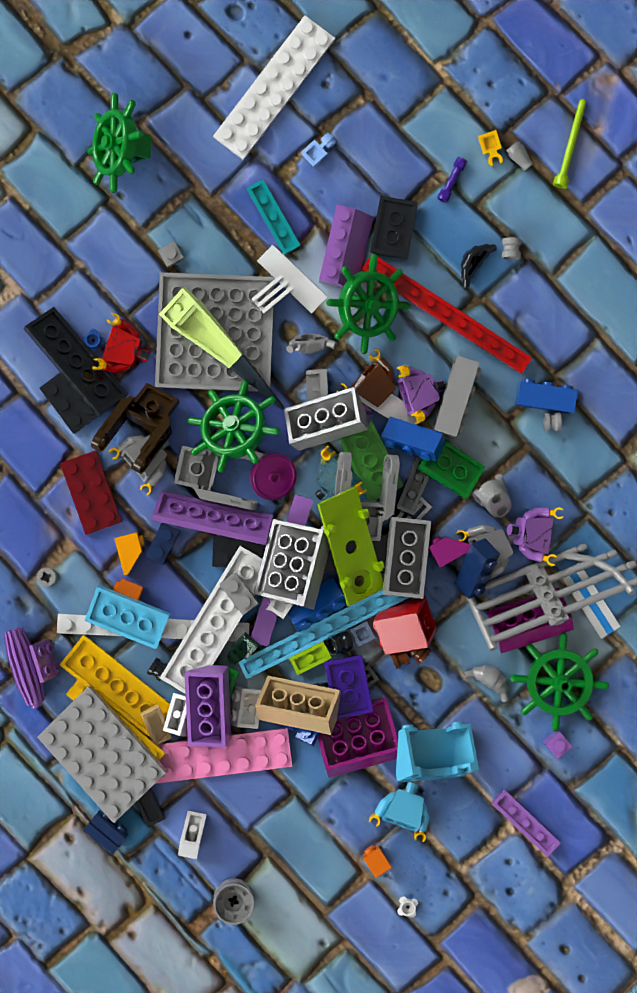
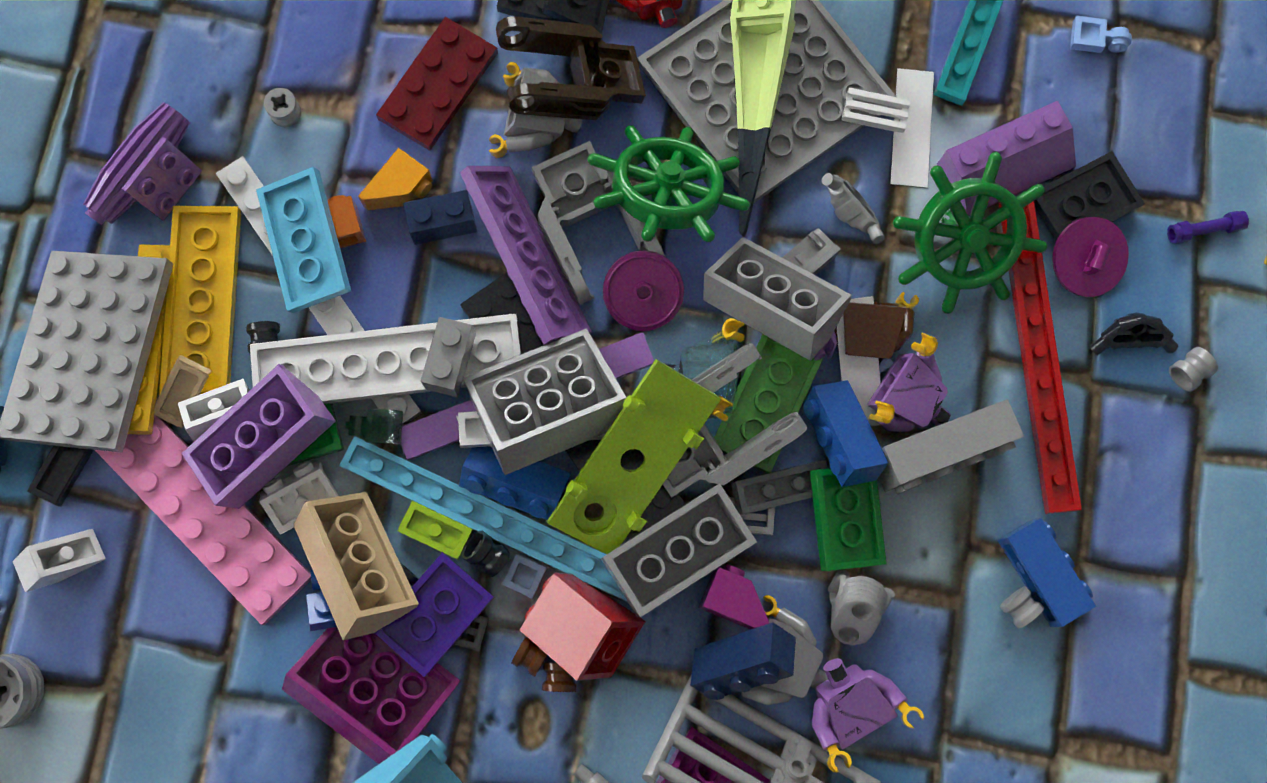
camera: 40 degrees right, 10 degrees down
(422, 250) = (1090, 256): none -> magenta shield

